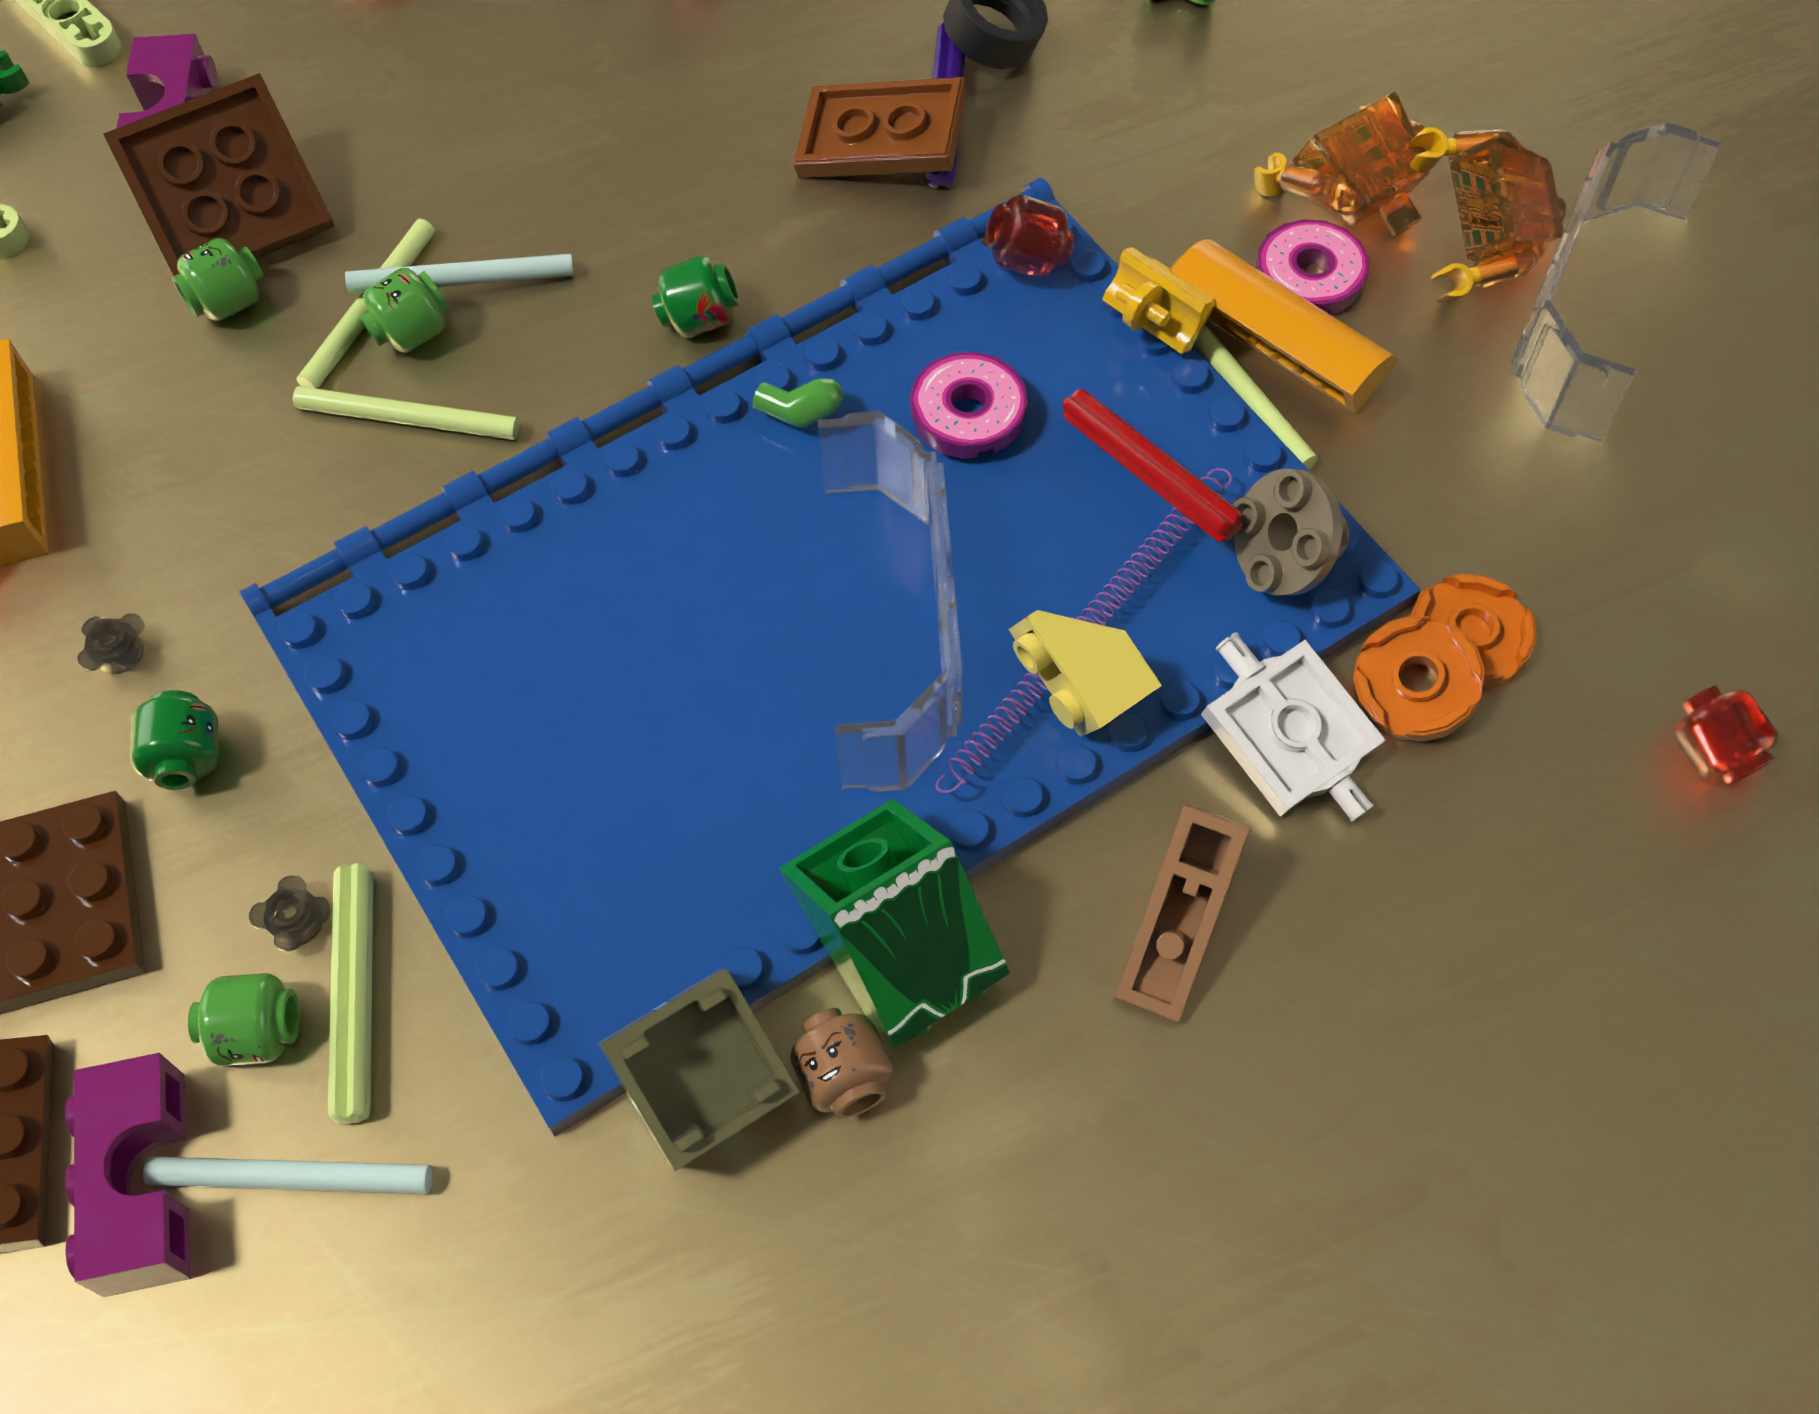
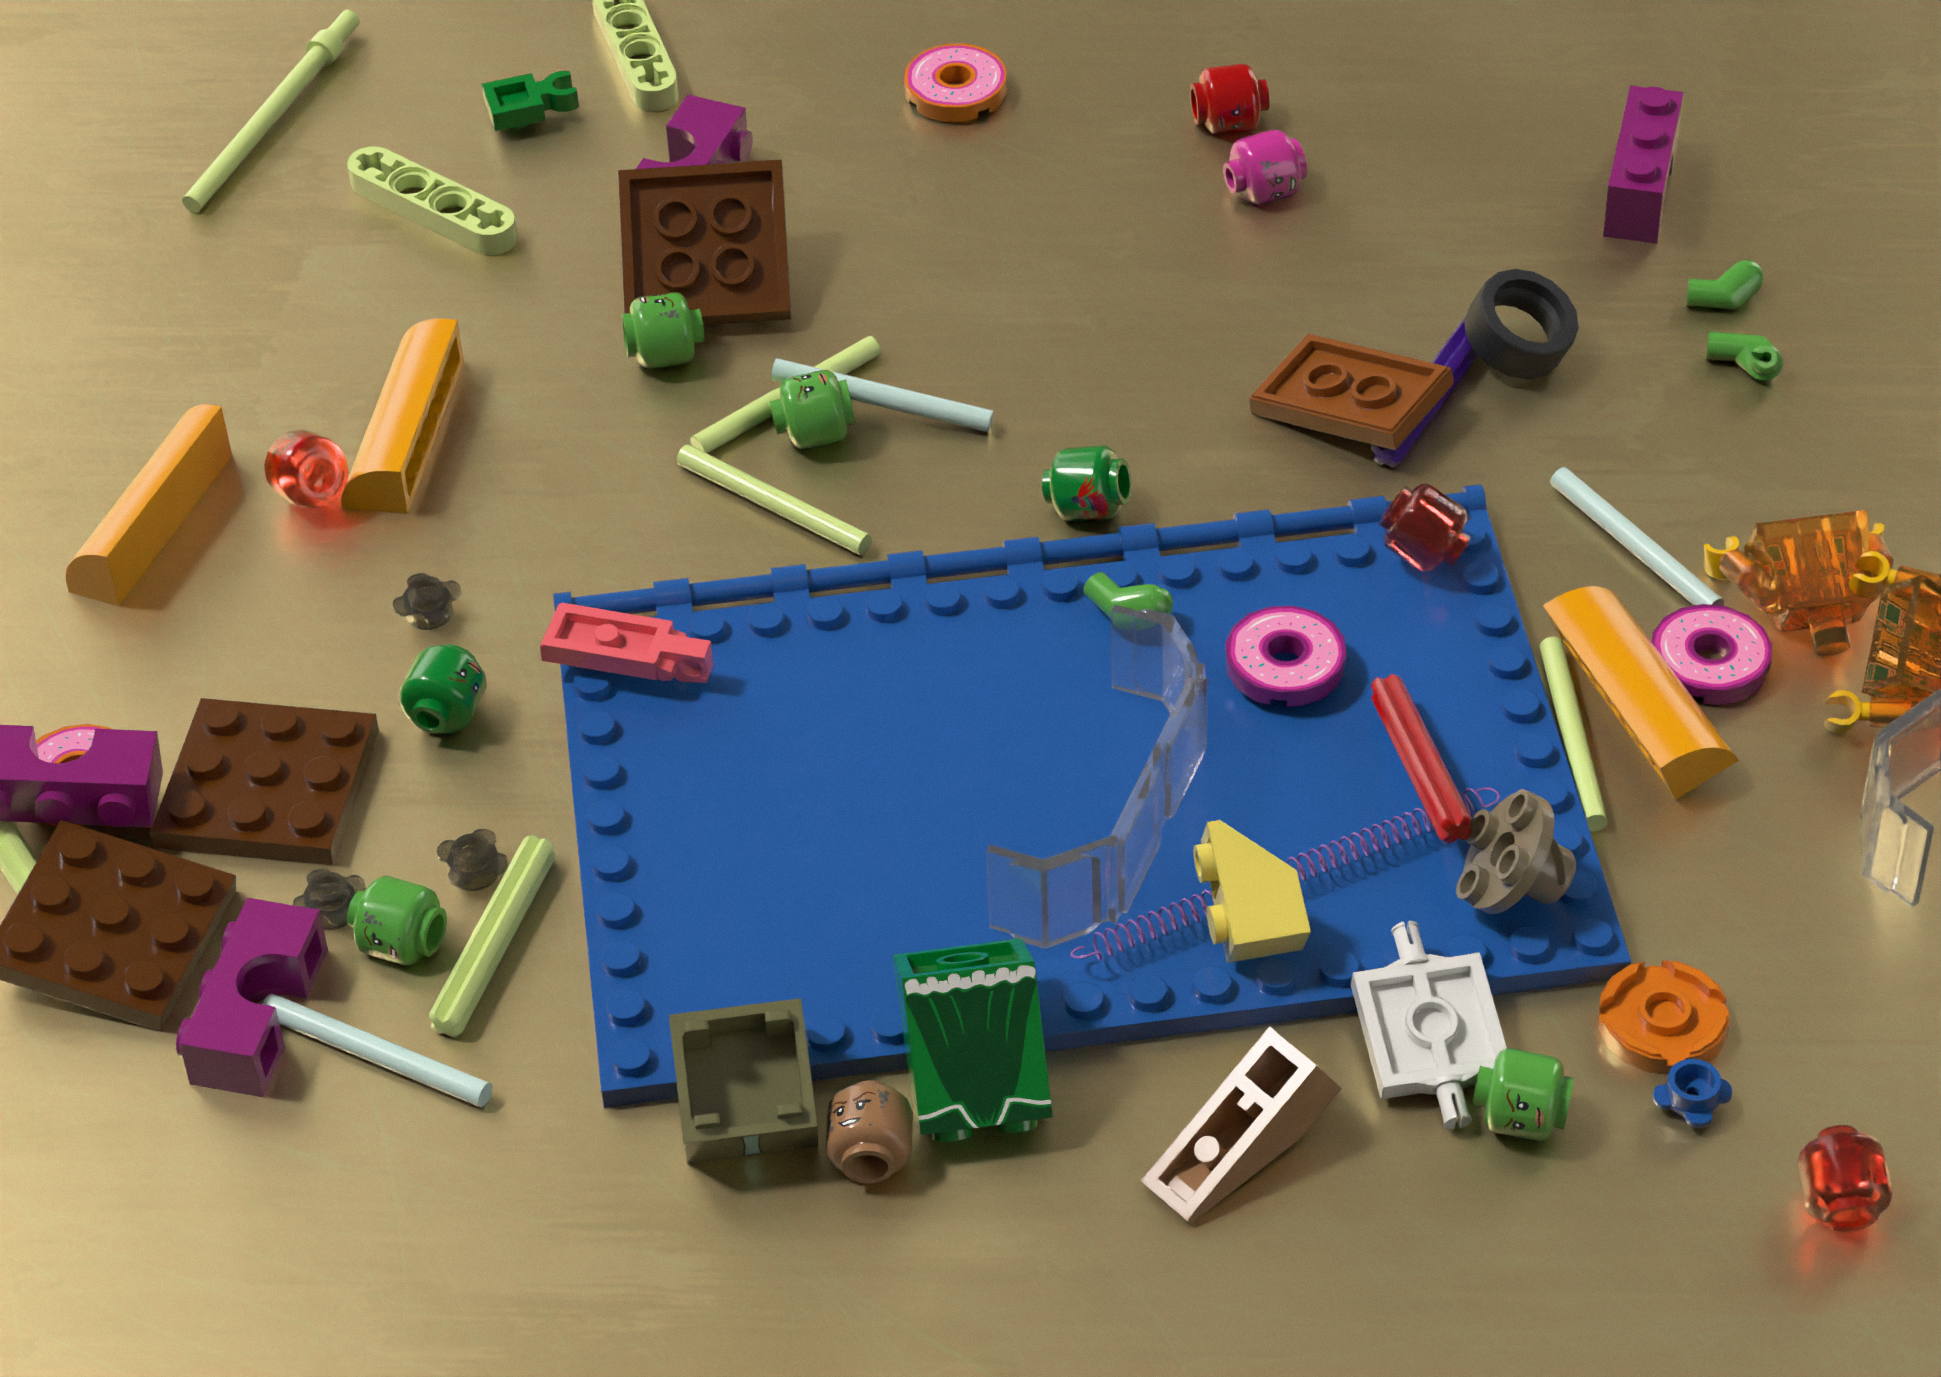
camera: 25 degrees right, 15 degrees down
(171, 1031) = (331, 895): none -> clear smoke plate
(340, 626) = (625, 645): none -> coral hinge
(1158, 300) = (1518, 626): yellow hips -> none
(1190, 184) = (1634, 539): none -> light aqua bar
(1415, 766) = (1524, 1094): none -> bright green head
(1426, 713) = (1583, 997): orange tile -> none
(1549, 685) = (1695, 1078): none -> blue plate

